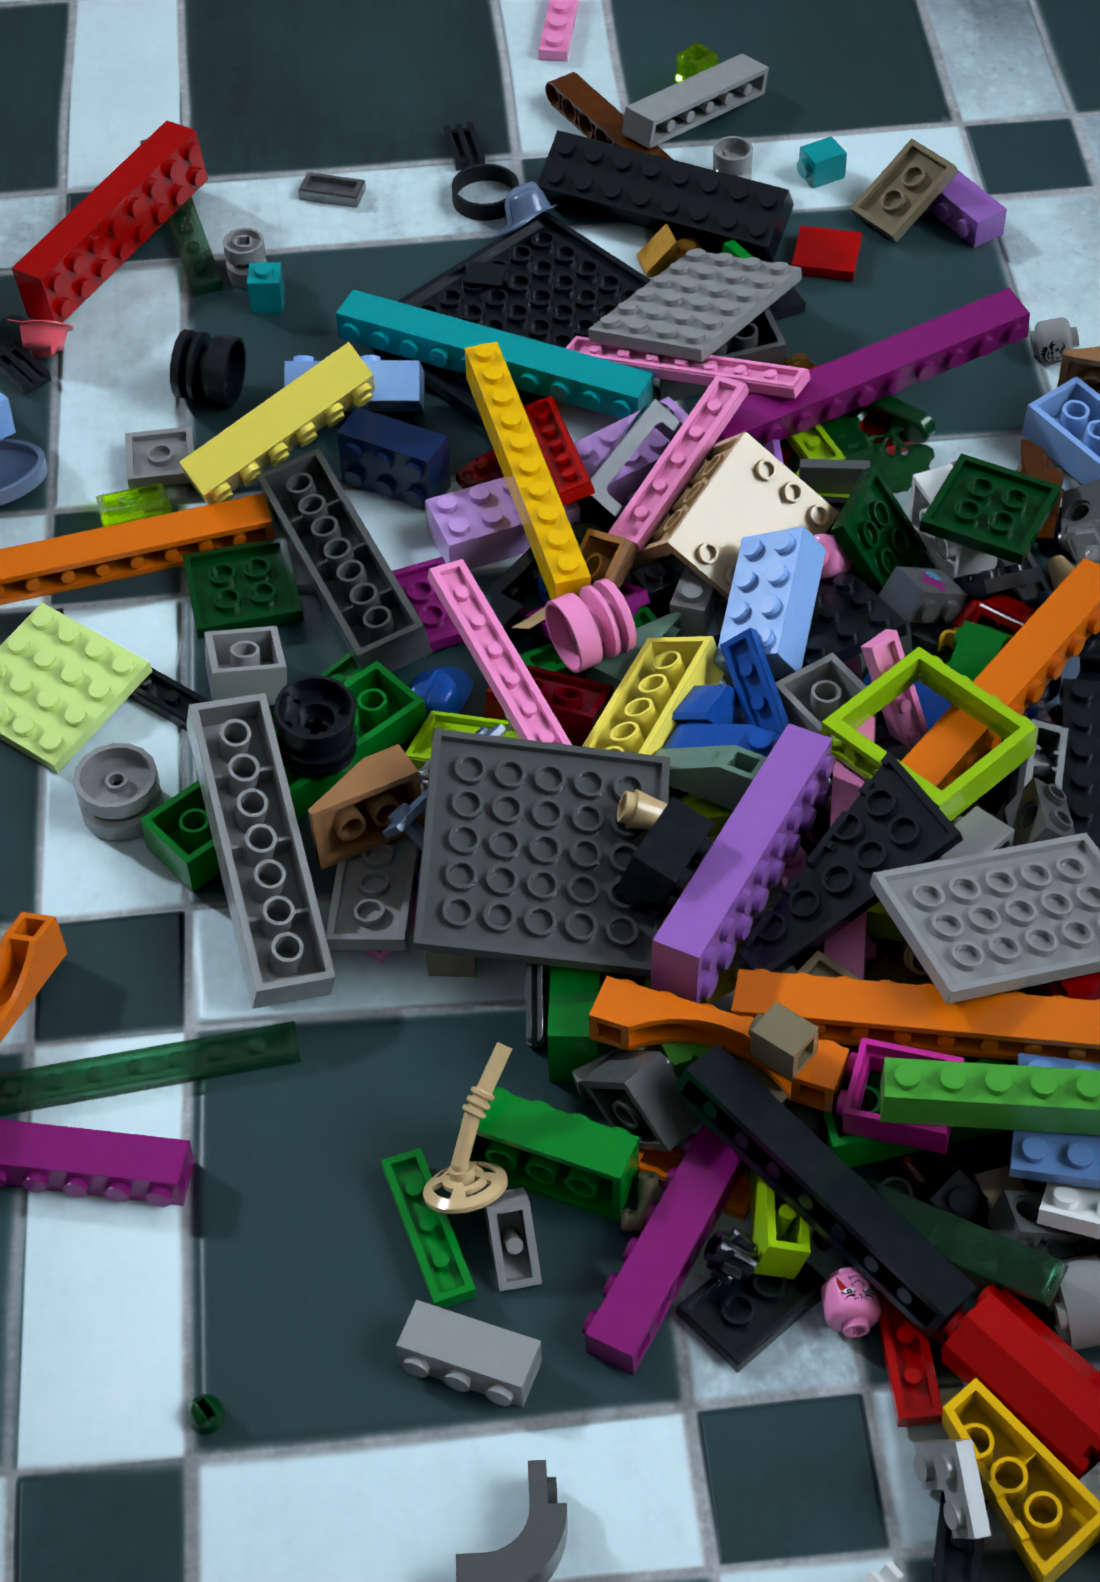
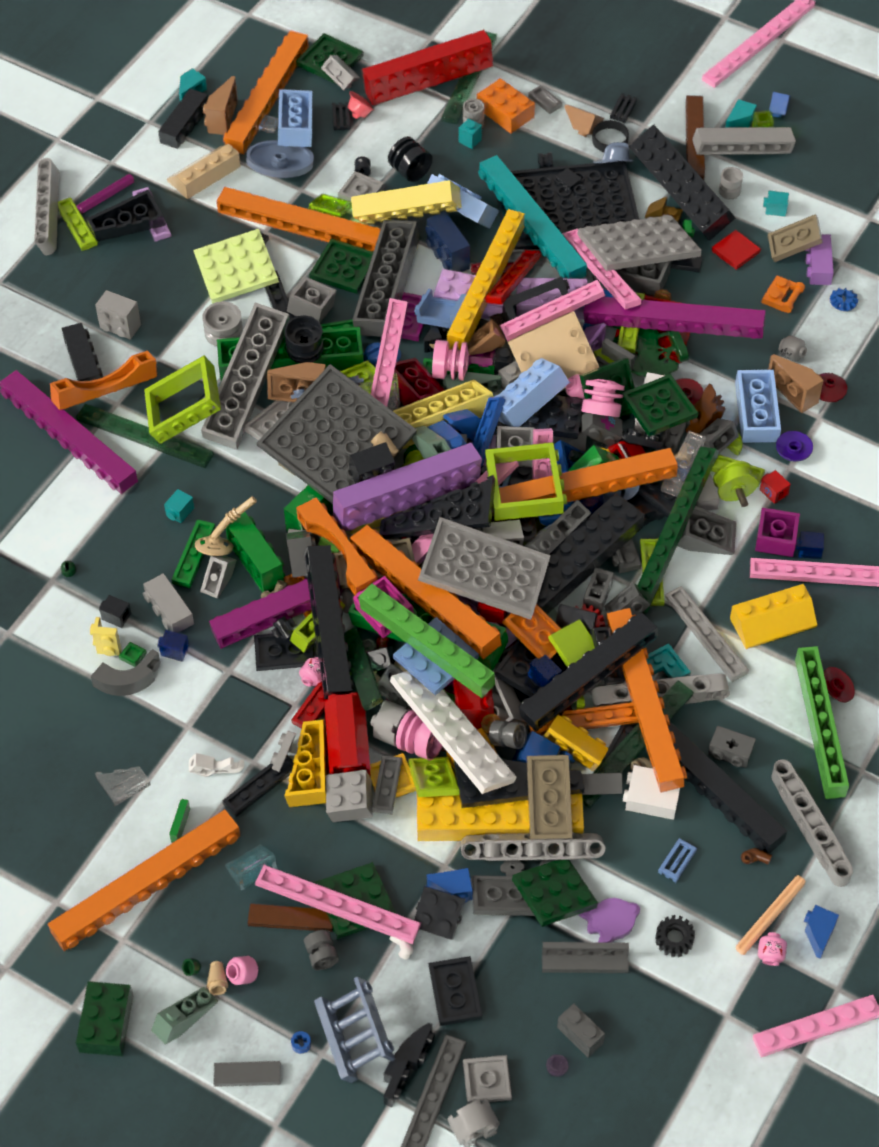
camera: 35 degrees right, 5 degrees up
(129, 418) = (362, 165): none -> black wheel
(133, 931) = (174, 383): none -> lime window
(291, 220) = (506, 105): none -> orange brick
(323, 1157) = (179, 506): none -> teal brick
(377, 1436) = (115, 611): none -> black brick
(419, 1507) = (105, 639): none -> light yellow bracket
(422, 269) = (545, 160): none -> black wheel
(425, 186) = (582, 120): none -> medium nougat slope
(483, 1499) = (132, 654): none -> green tile
(499, 560) = (437, 310): none -> medium blue panel
(551, 1427) = (173, 645): none -> clear blue brick
(650, 71) = (741, 115): none -> teal slope
(687, 30) = (779, 104): none -> slope
(783, 1040) = (350, 557): dark tan brick -> none
(900, 544) = (602, 398): none -> bright pink wheel
(946, 280) = (779, 290): none -> orange plate
(1033, 244) = (837, 302): none -> blue gear

